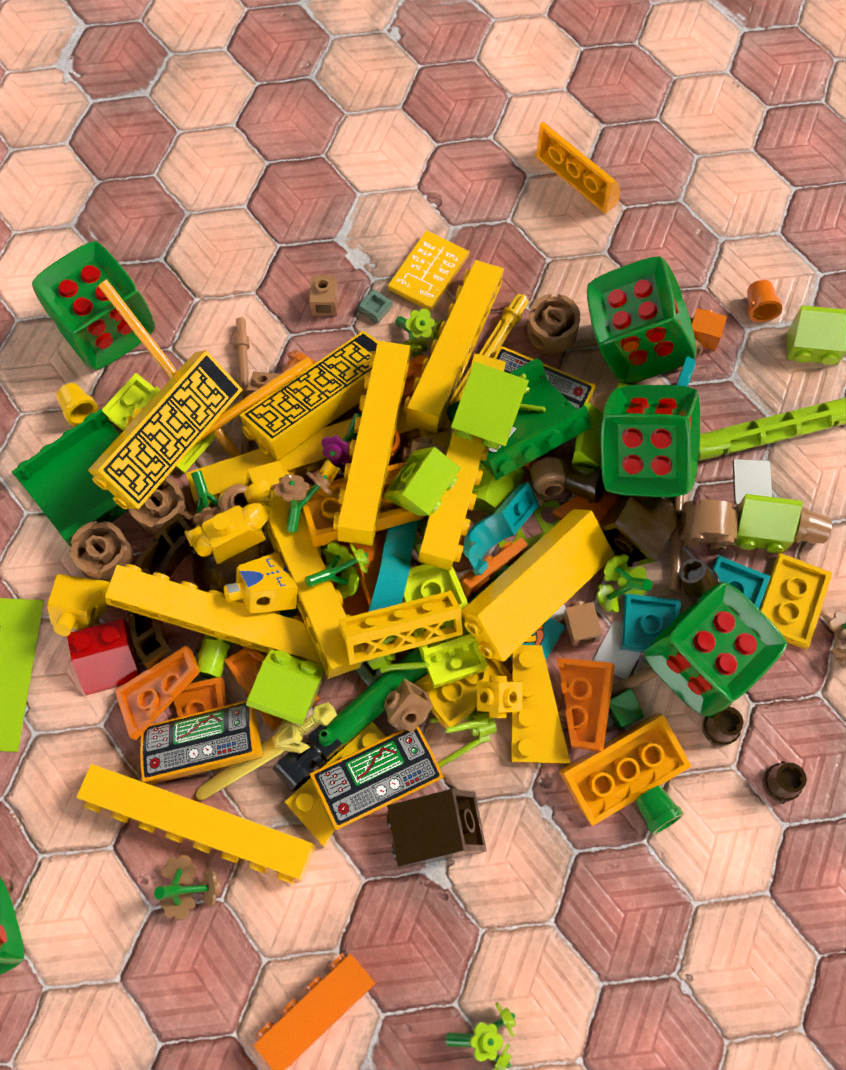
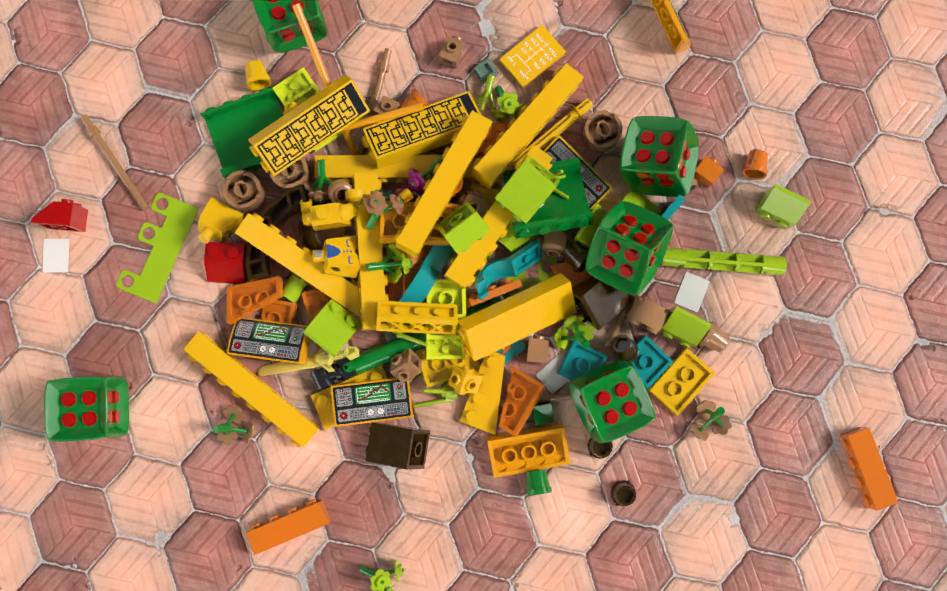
camera: 15 degrees right, 15 degrees up
(387, 327) = (487, 93): none -> lime plant

